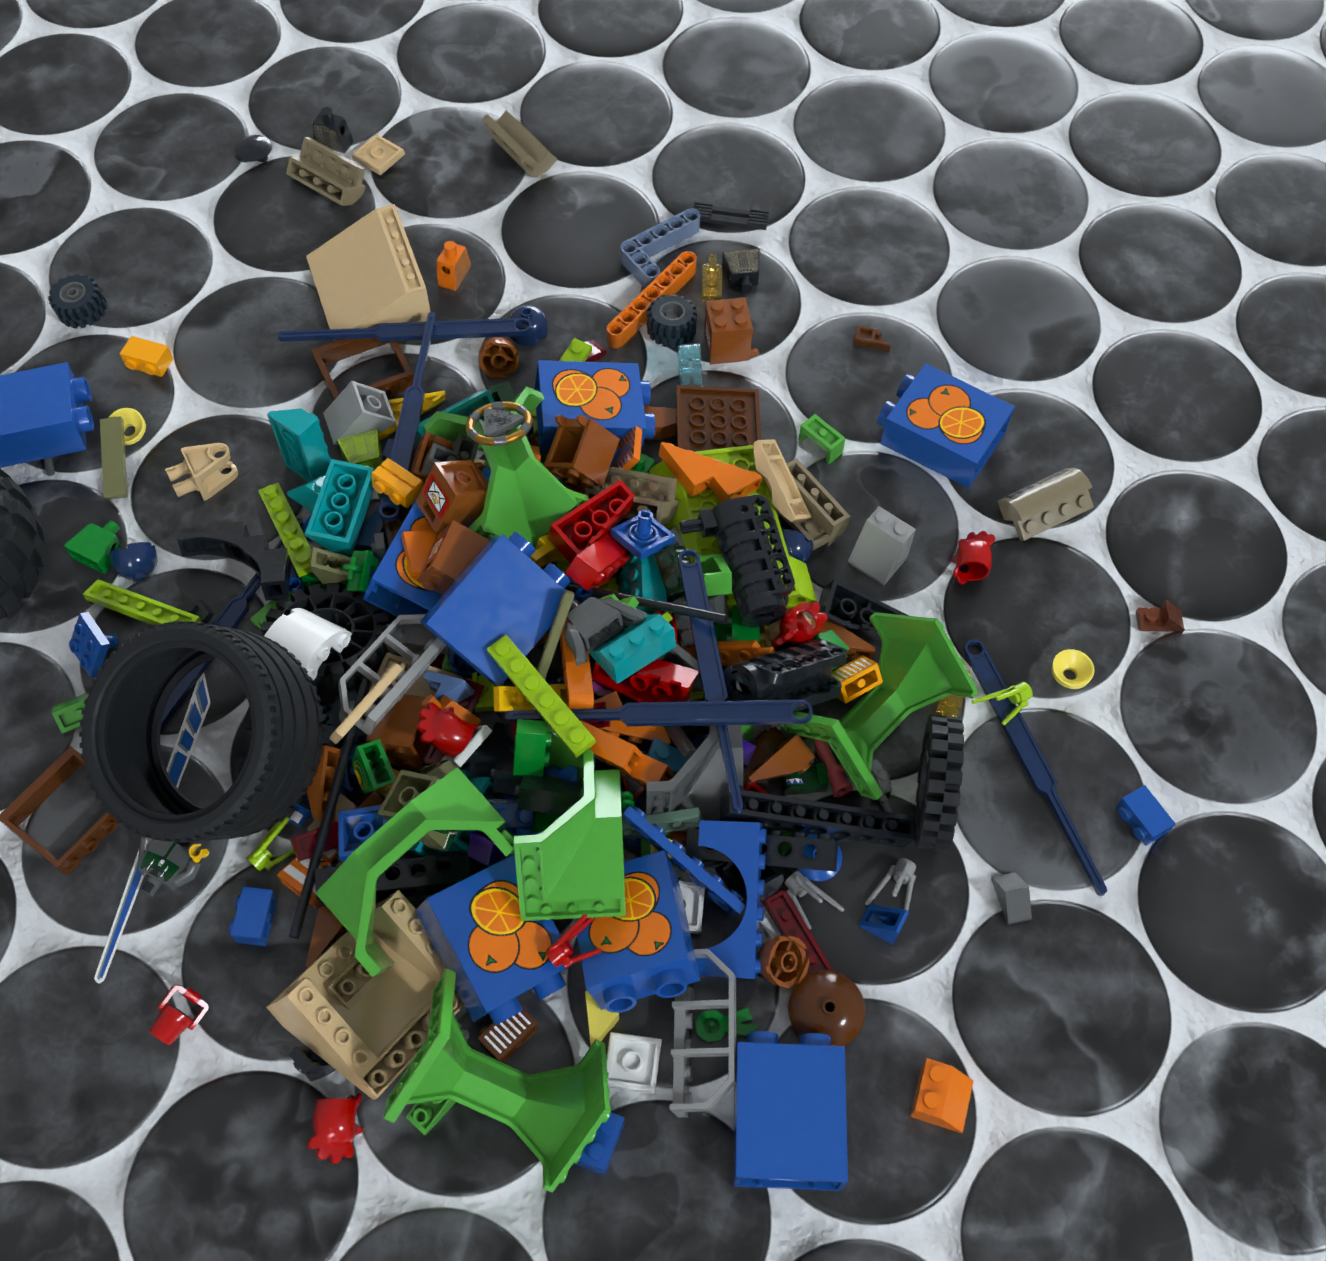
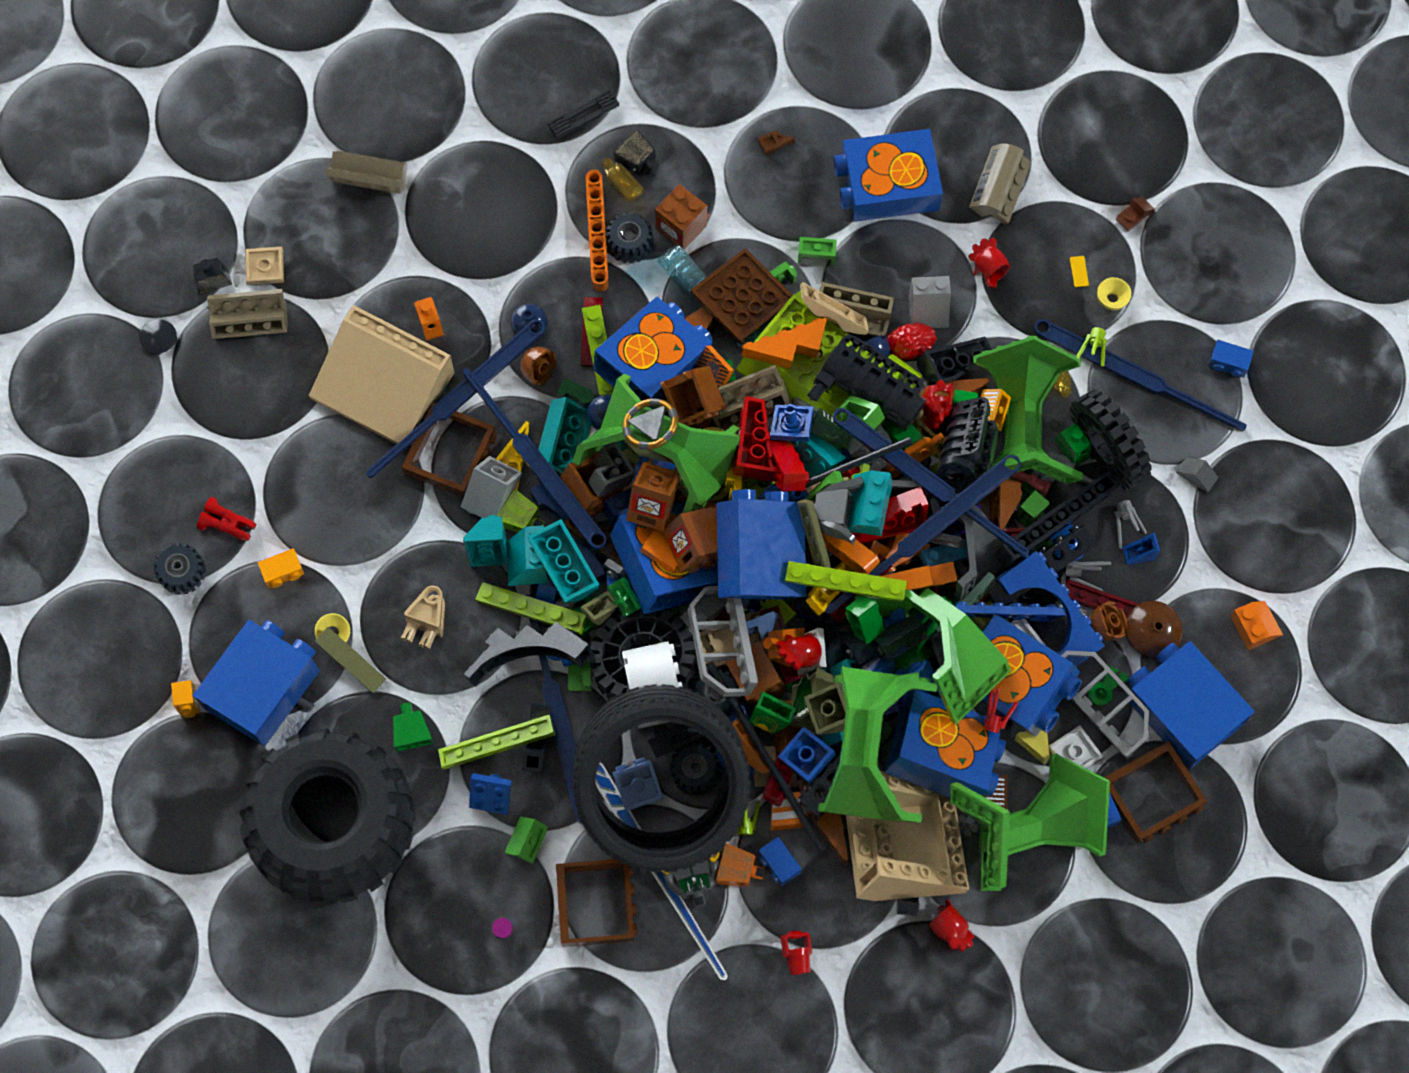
camera: 40 degrees left, 10 degrees up
(136, 561) = (453, 717): dark blue cylinder -> none
(149, 298) = (230, 523): none -> red piece
(212, 740) = (637, 784): none -> medium blue plate
(213, 887) = (737, 867): none -> orange torso
(367, 701) = (737, 676): tan tile -> none
(396, 483) = (588, 517): light orange brick -> none
(639, 249) = (553, 182): sand blue beam -> none
(676, 1130) = (1179, 817): none -> reddish brown window
(776, 432) = (784, 271): none -> bright green bracket
(807, 787) = (1032, 509): none -> bright green panel
(834, 562) = (911, 340): none -> red piece
(906, 764) = (1072, 443): none -> green torso
(1057, 629) = (1079, 271): none -> yellow sticker

